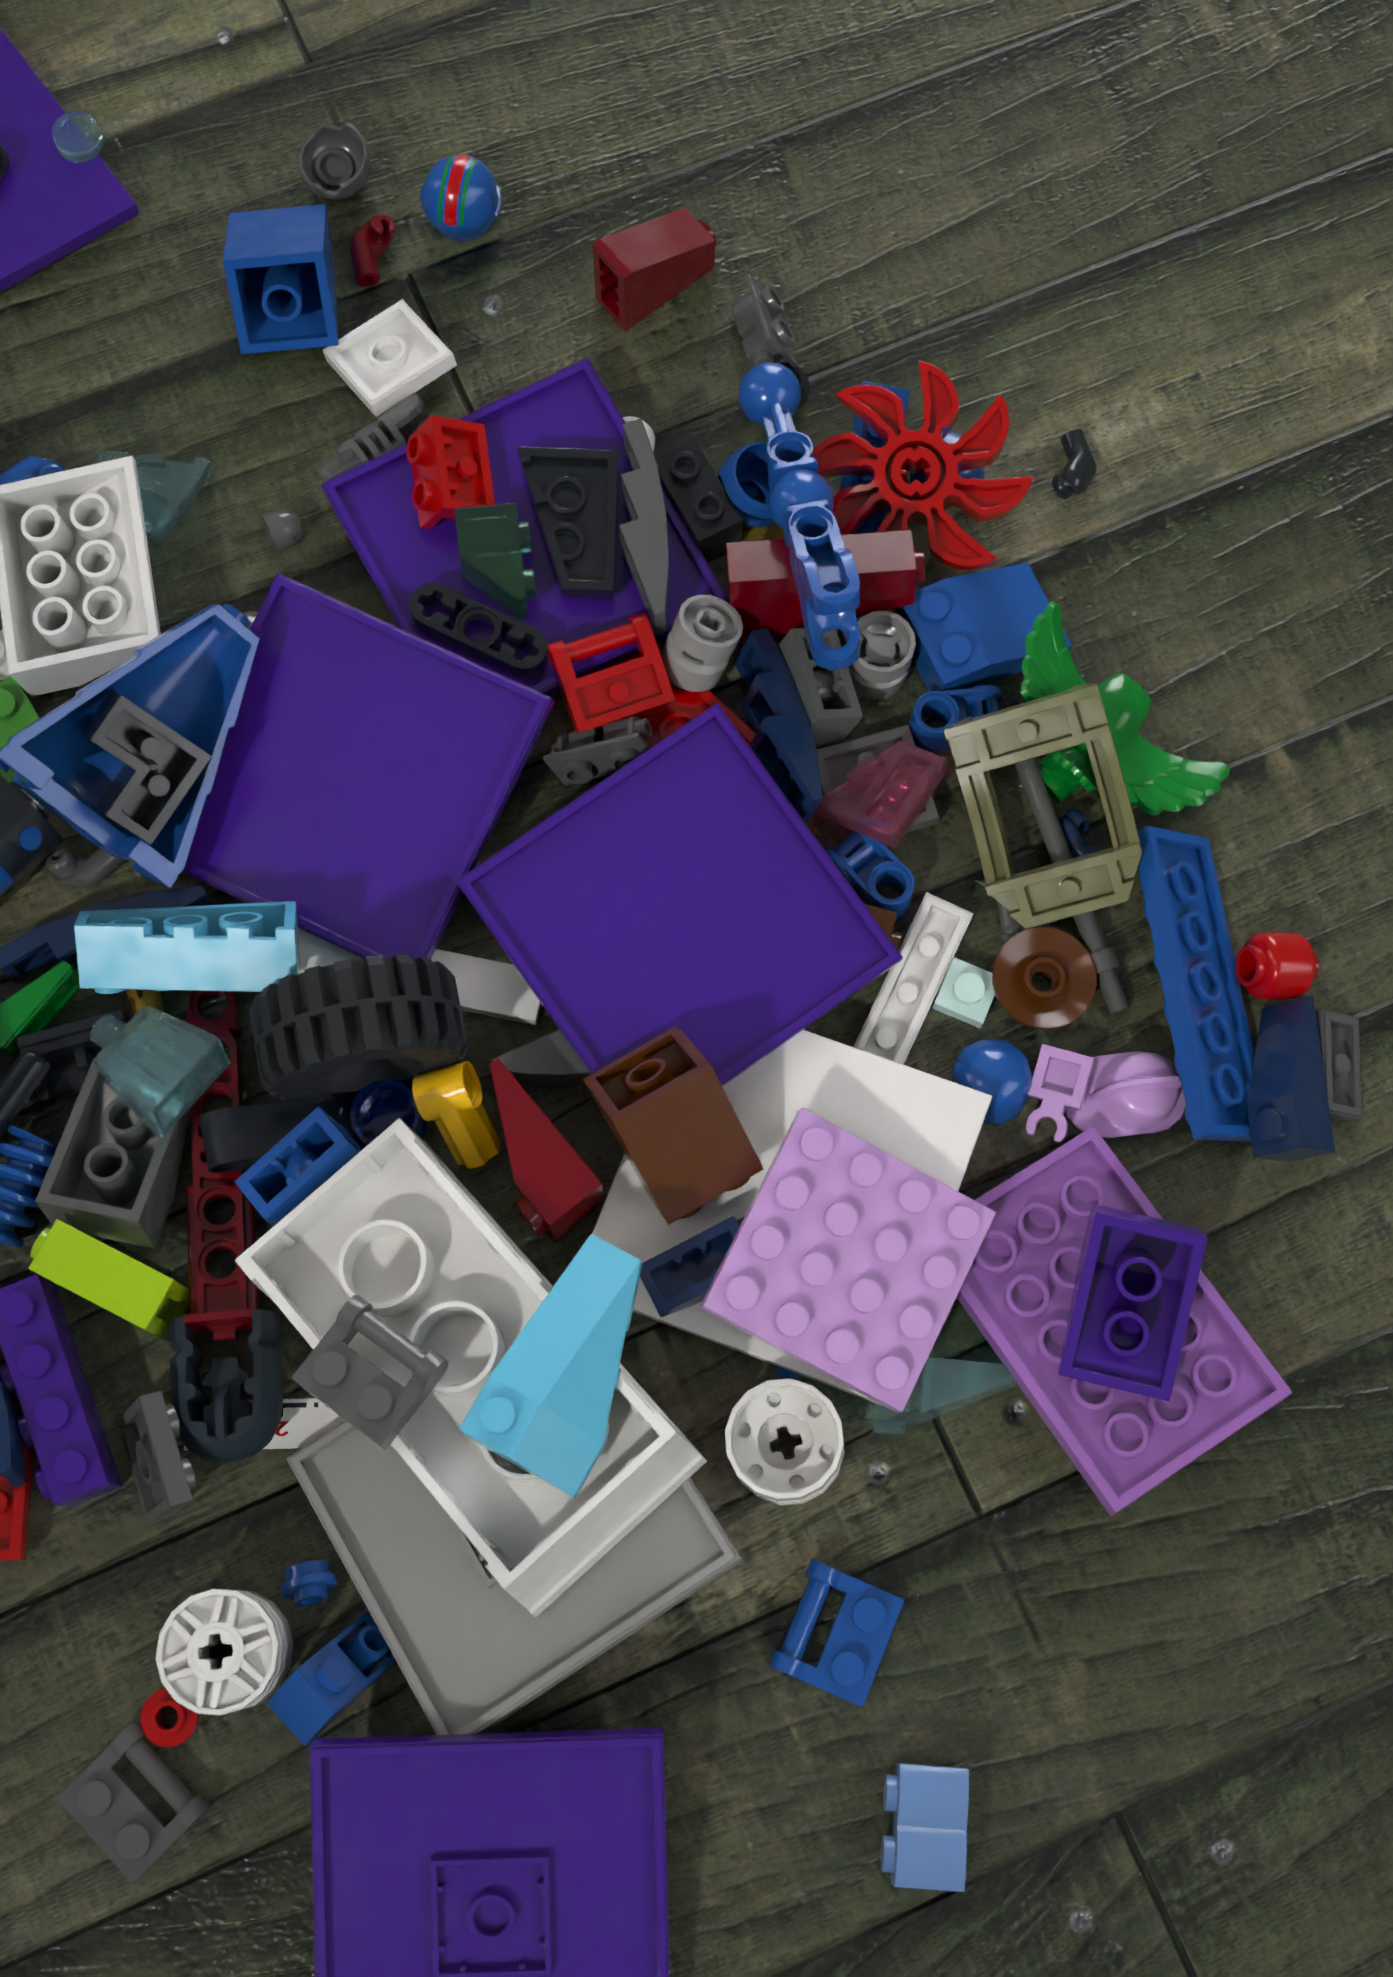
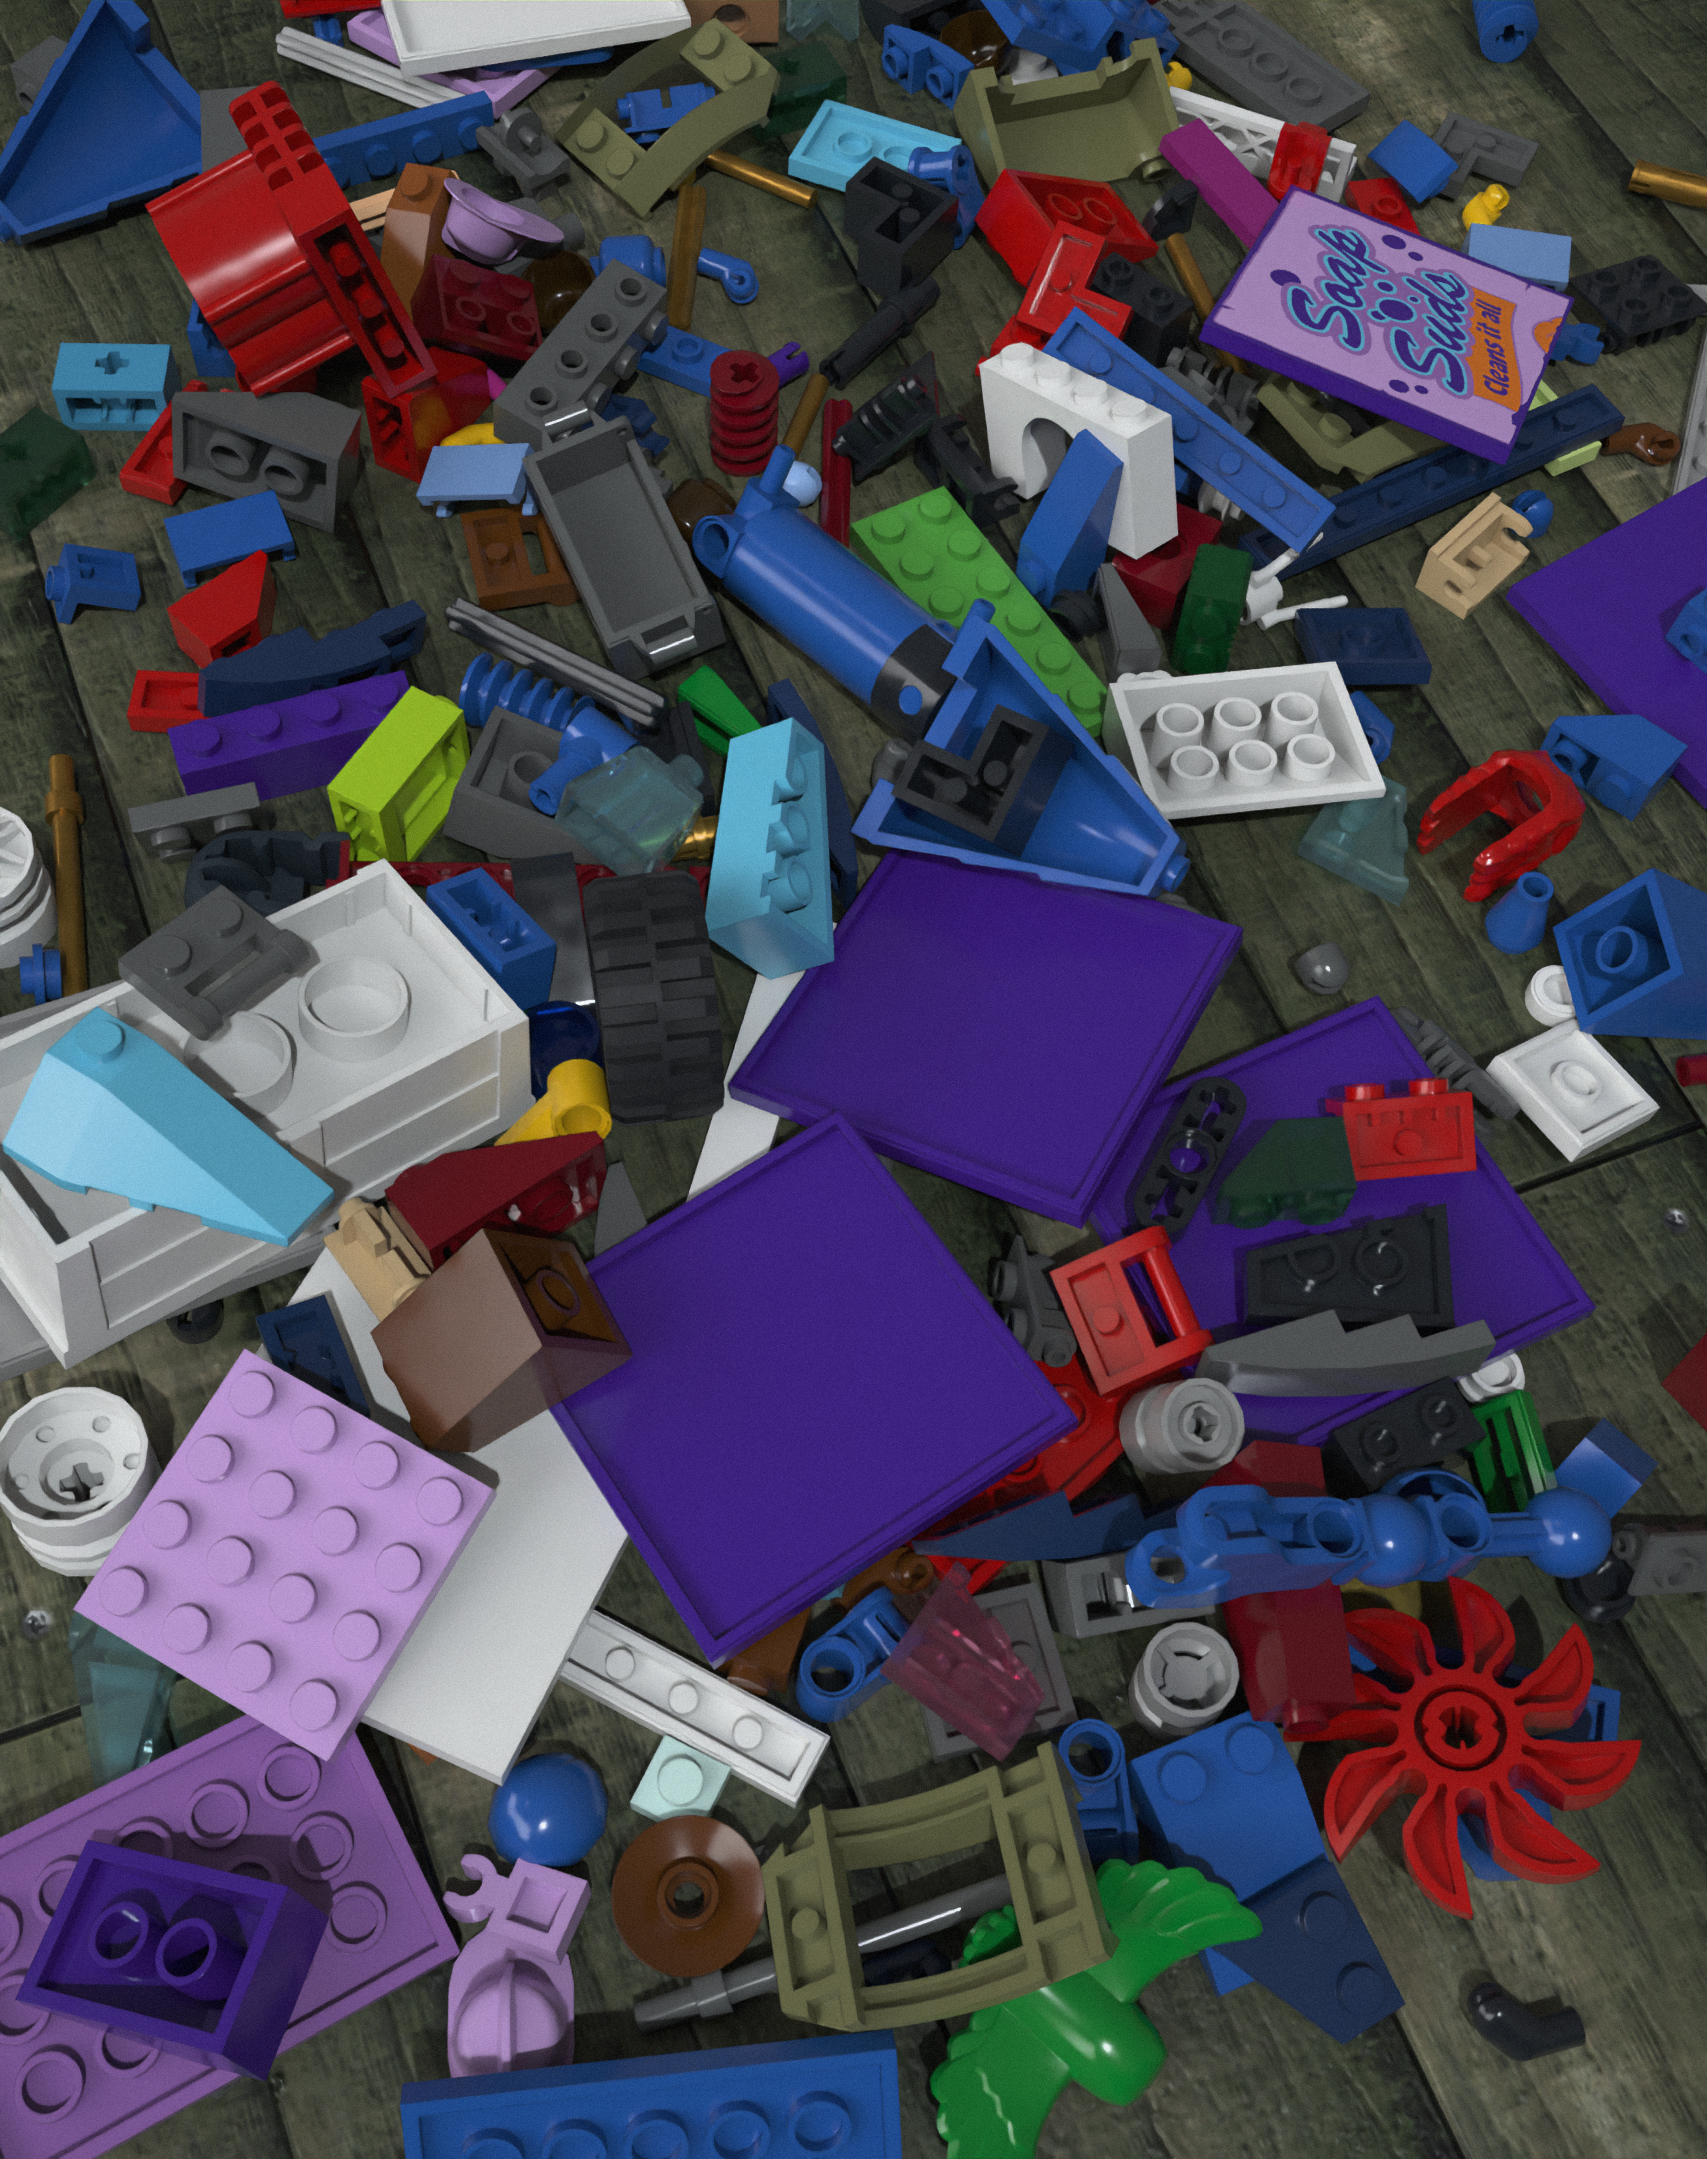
camera: 90 degrees right, 15 degrees down
(71, 287) = (1614, 758): none -> blue slope
(93, 1107) = (584, 745): none -> blue pin
(124, 1604) = (64, 815): none -> pearl gold bar
(144, 346) = (1506, 789): none -> red piece
(230, 377) = (1520, 915): none -> blue cone
(299, 366) = (1549, 997): none -> white tile
(613, 1217) = (375, 1256): none -> tan hinge
(698, 413) = (1532, 1444): none -> green tile
(707, 379) = (1606, 1467): none -> blue slope
(1046, 574) = (1318, 1955): none -> dark blue wing

